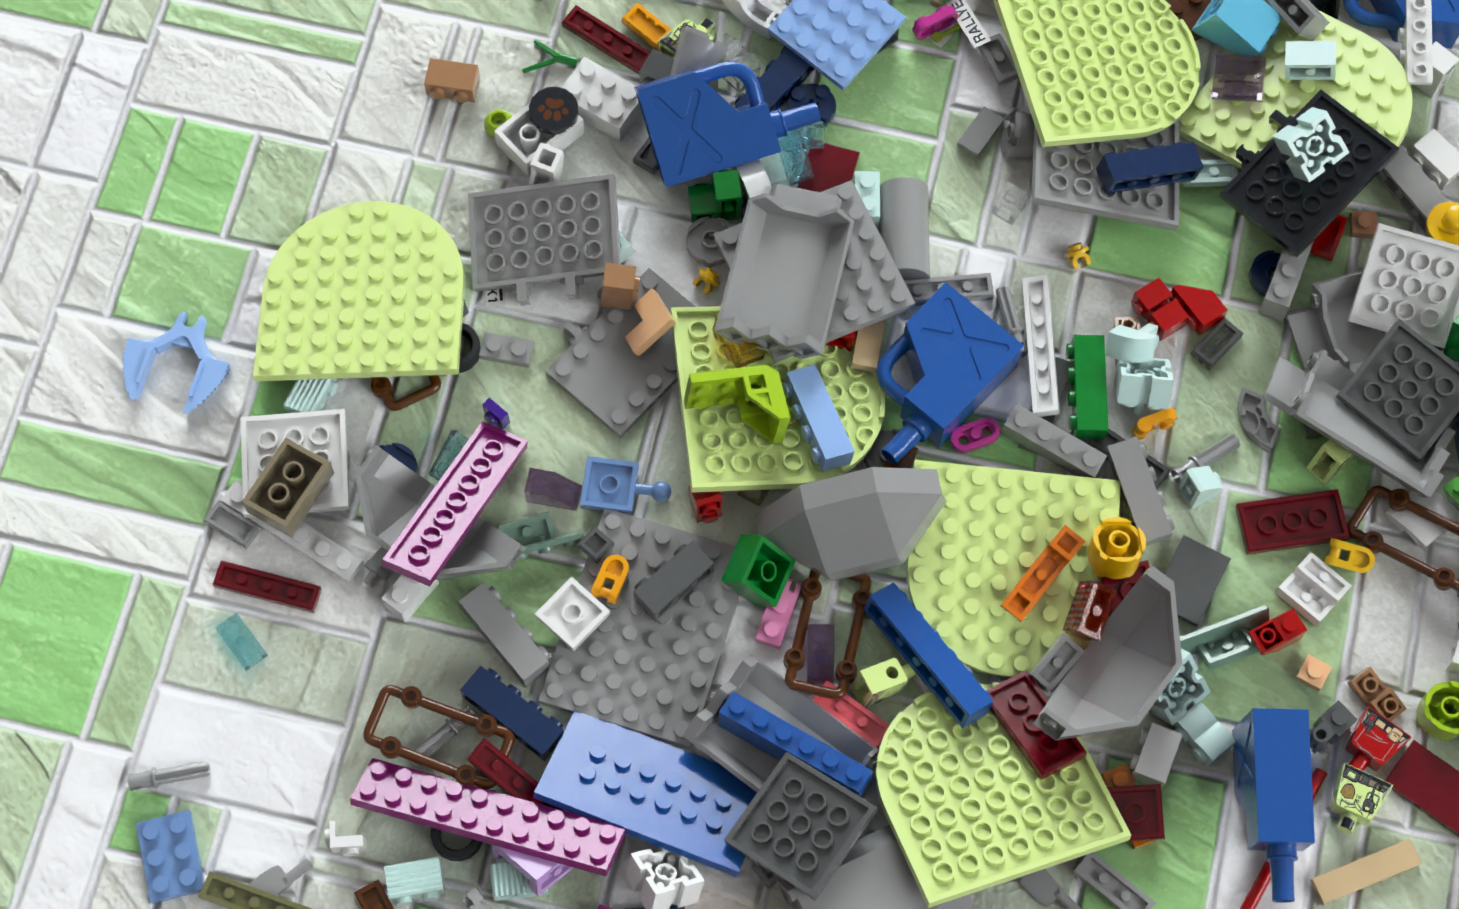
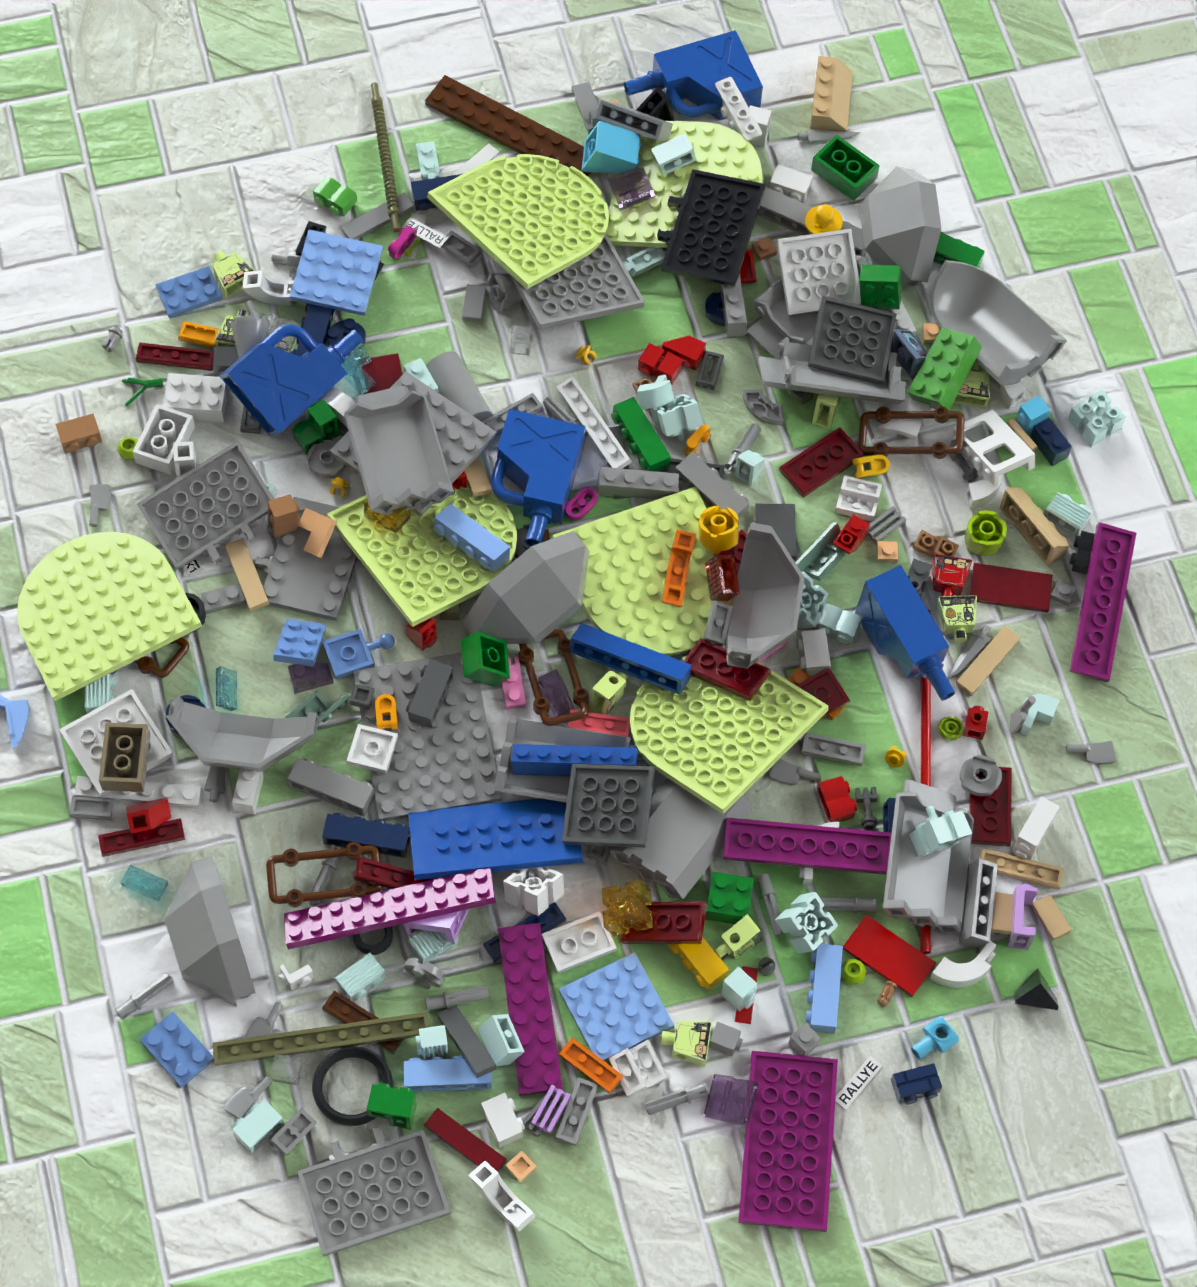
camera: 30 degrees left, 5 degrees down
(265, 737) = (206, 935): none -> light grey panel
(284, 565) = (148, 814): none -> red slope
(434, 169) = (100, 500): none -> light grey piece
(454, 504) = (250, 712): plate -> none
(495, 414) = (240, 644): dark purple plate -> none
(547, 335) = (247, 574): none -> tan tile
(553, 110) = (168, 418): black tile -> none
(560, 445) = (299, 642): none -> medium blue plate
(739, 385) = (423, 532): lime bracket -> none
(1149, 167) = (605, 271): dark blue brick -> none
(1310, 144) = (706, 206): light aqua brick -> none
(1350, 633) = (896, 515): none -> light grey tile
(1358, 844) = (973, 647): none -> light grey bar

